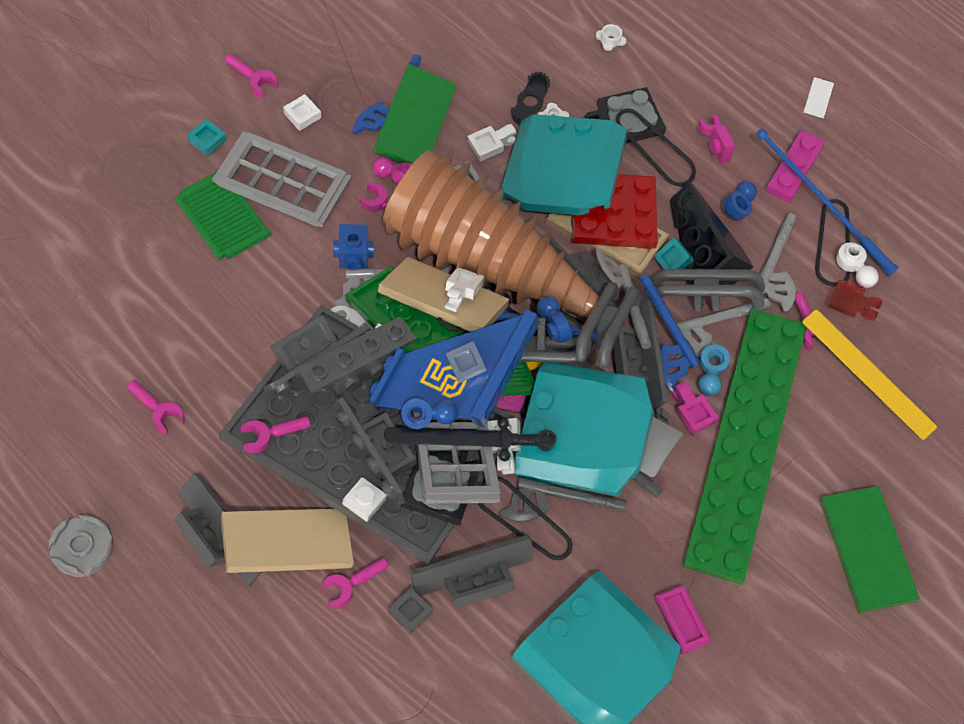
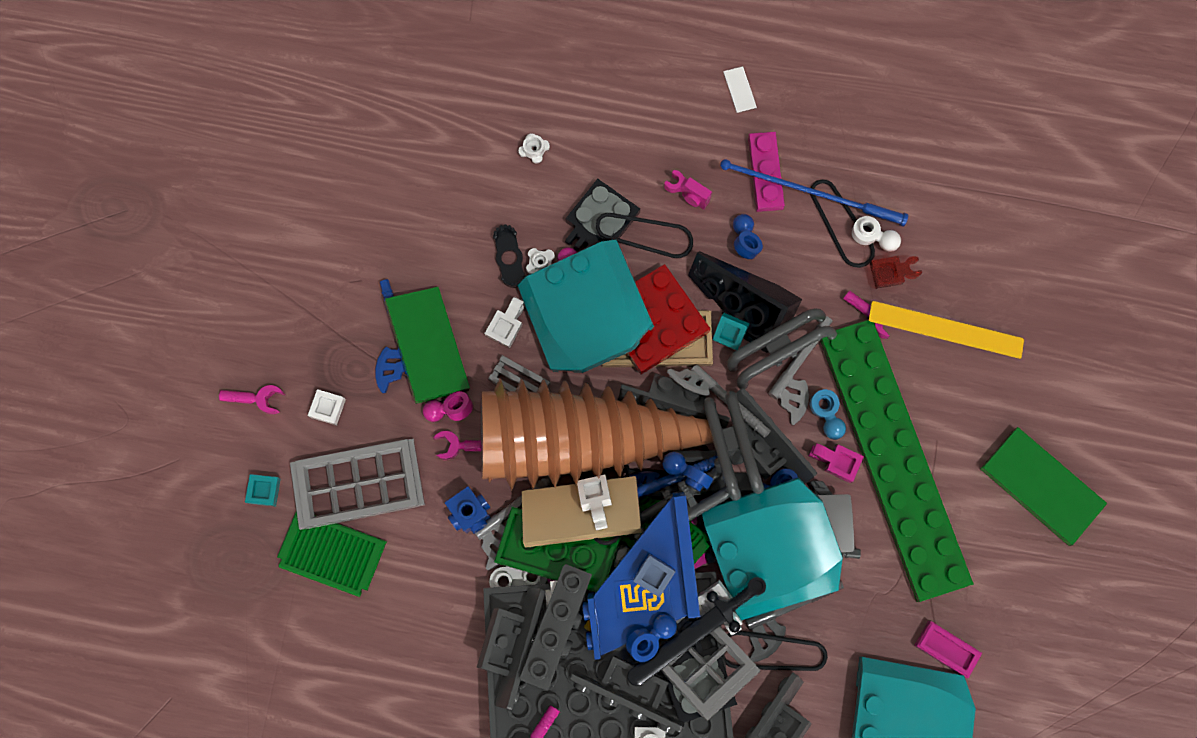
camera: 30 degrees left, 15 degrees up
(683, 347) = (792, 410): blue piece -> none
(782, 277) = (812, 293): light grey piece -> none

